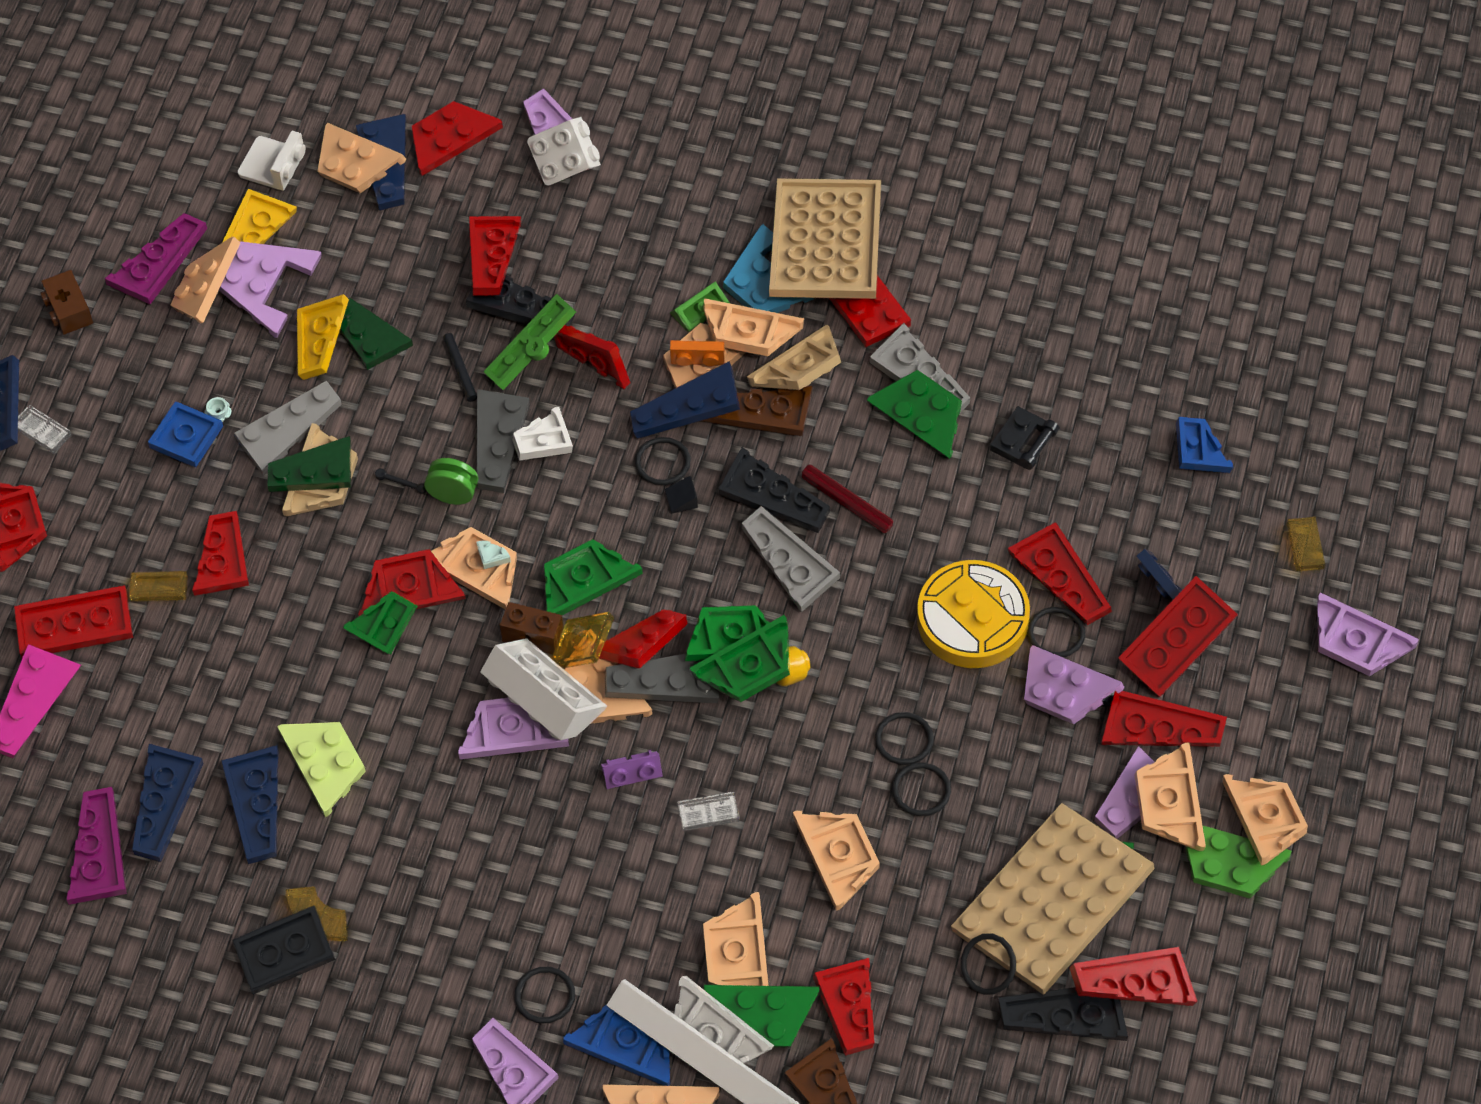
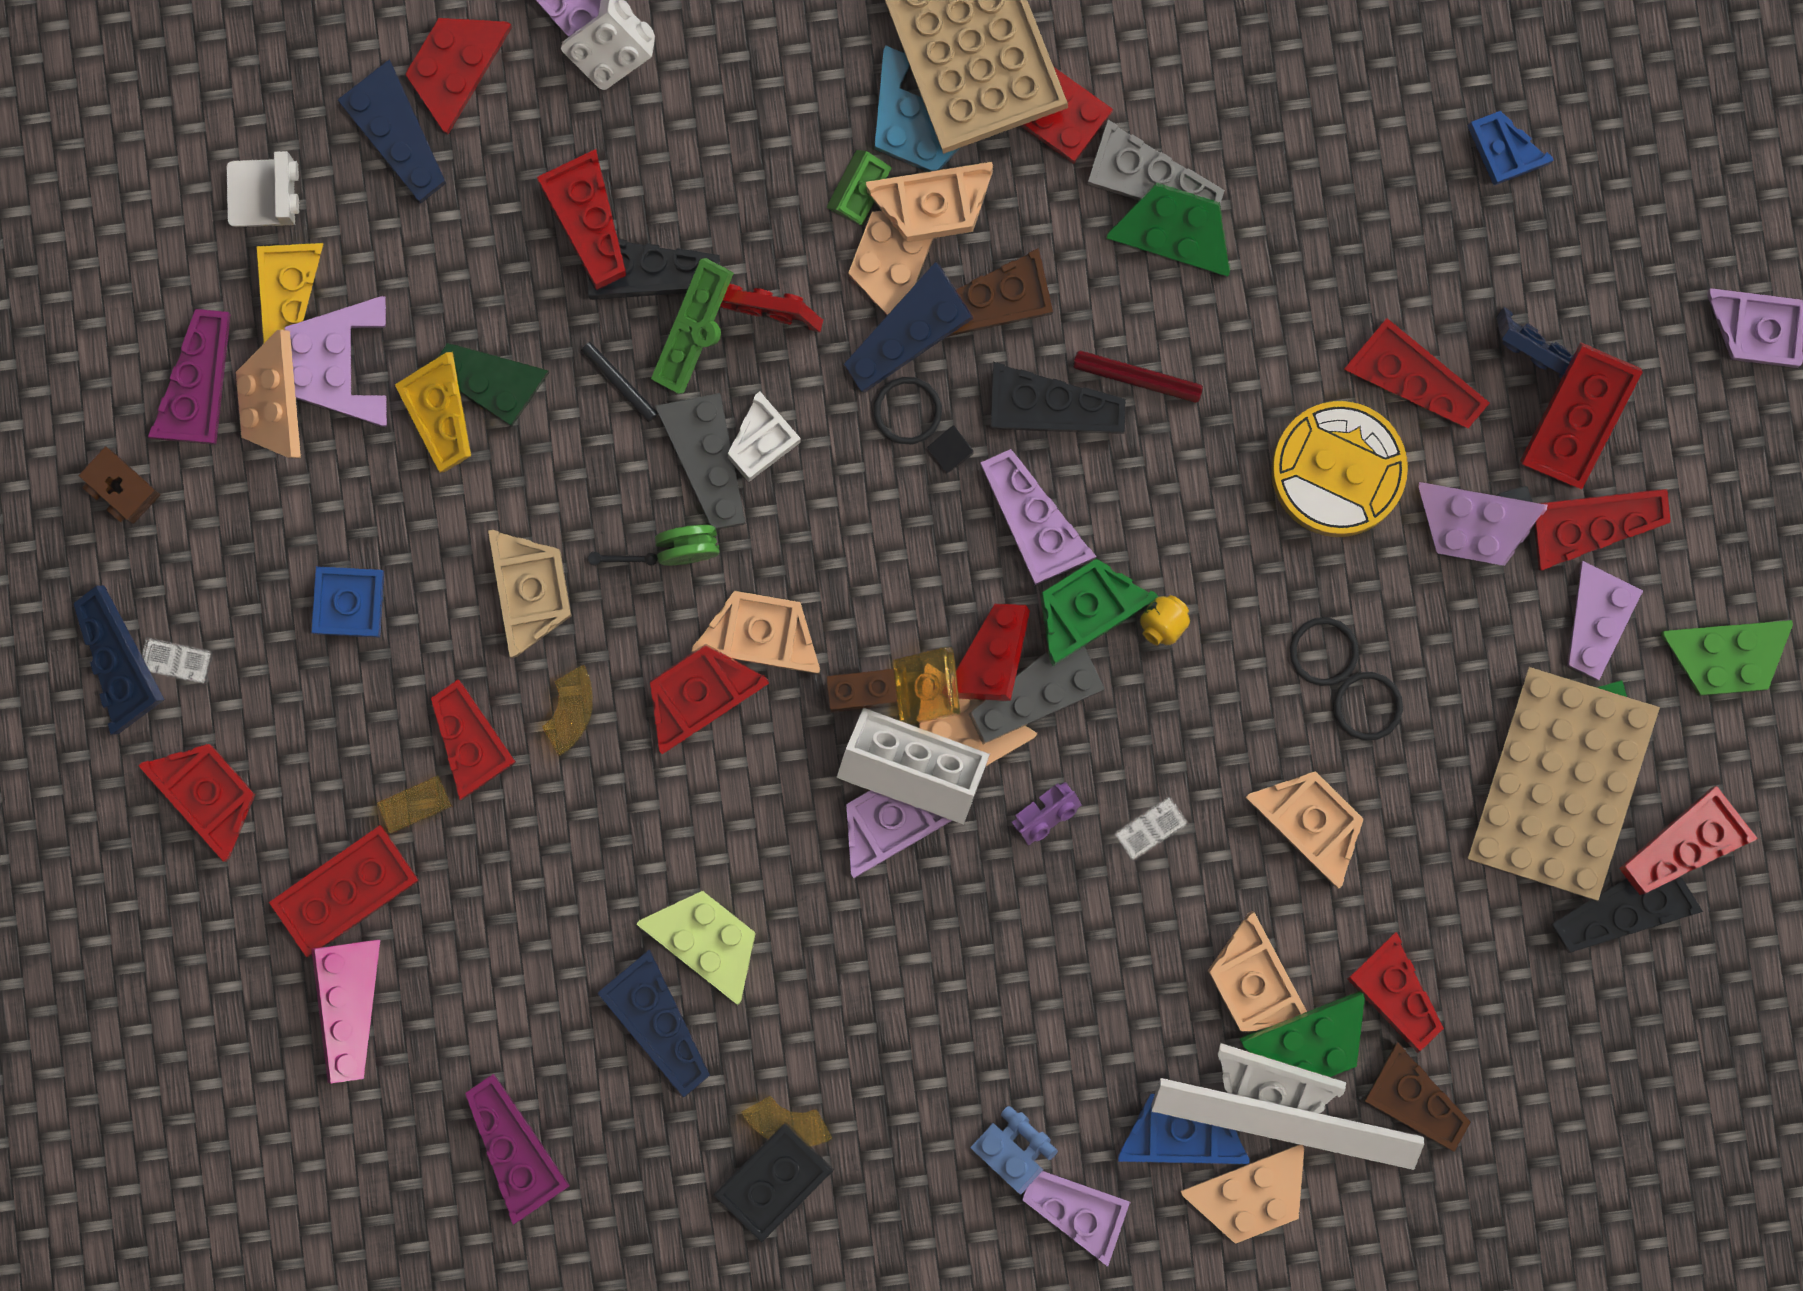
camera: 20 degrees left, 25 degrees up
(165, 792) = (553, 1053): dark blue wing -> none
(218, 404) = (368, 545): light aqua plate -> none
(279, 430) = (453, 549): light grey wing -> none
(309, 567) = (573, 710): none -> clear yellow tile
(313, 469) = (521, 592): dark green wing -> none
(353, 159) = (361, 152): light nougat wing -> none
(383, 622) = (693, 752): green wing -> none
(475, 1000) = (1006, 1157): none -> medium blue plate
(492, 554) = (776, 618): light aqua tile -> none
(562, 1013) = (1102, 1112): black piece -> none
(585, 575) = (887, 599): green wing -> none
(697, 353) = (906, 260): orange plate -> none
(721, 564) = (1039, 529): none -> lavender wing
(749, 662) = (1128, 643): green wing -> none
(791, 560) = (1112, 484): light grey wing -> none
(800, 363) = (1013, 223): tan wing -> none
(990, 936) = (1529, 863): black piece -> none
(1017, 433) = (1293, 213): black plate -> none
(1058, 610) = (1467, 456): black piece -> none
(1170, 799) = (1645, 616): light nougat wing -> none
(1266, 814) = (1752, 590): light nougat wing -> none
(1305, 544) = (1669, 226): clear yellow tile -> none

